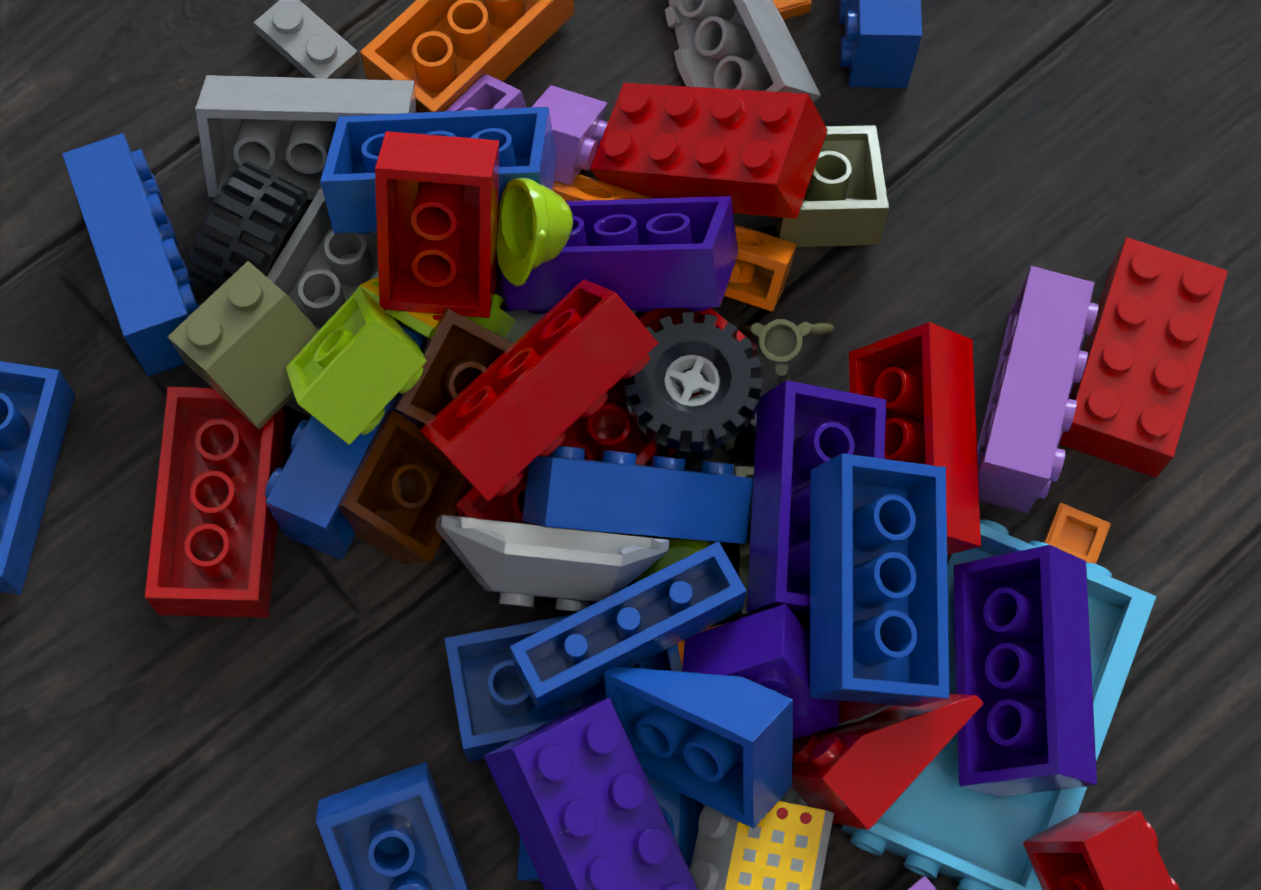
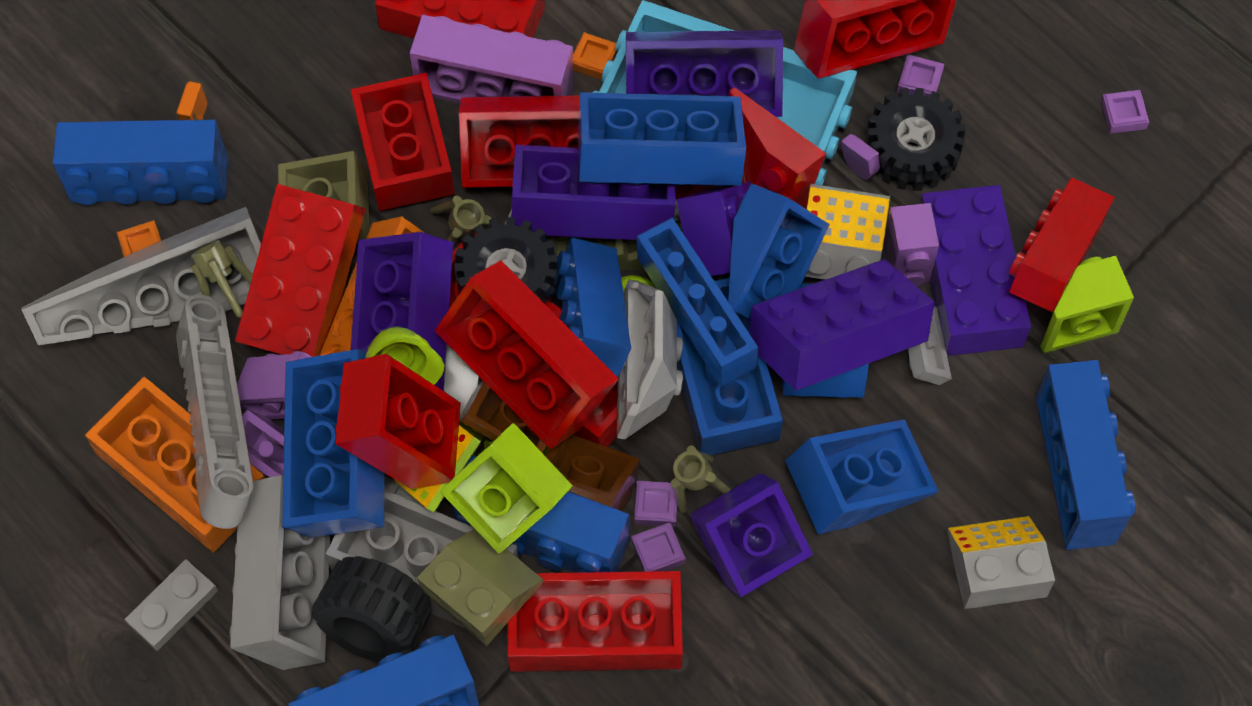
camera: 90 degrees left, 5 degrees down
(308, 699) = (751, 534): none -> dark purple brick
(323, 593) = (658, 548): none -> medium lavender tile
(388, 594) = (655, 504): none -> medium lavender tile
(392, 628) = (694, 473): none -> olive plant
(514, 48) = (216, 415): none -> light grey gear
(721, 51) = (214, 263): none -> olive plant
(919, 272) = (403, 141): none -> red brick
(971, 36) = (193, 102): none -> orange tile

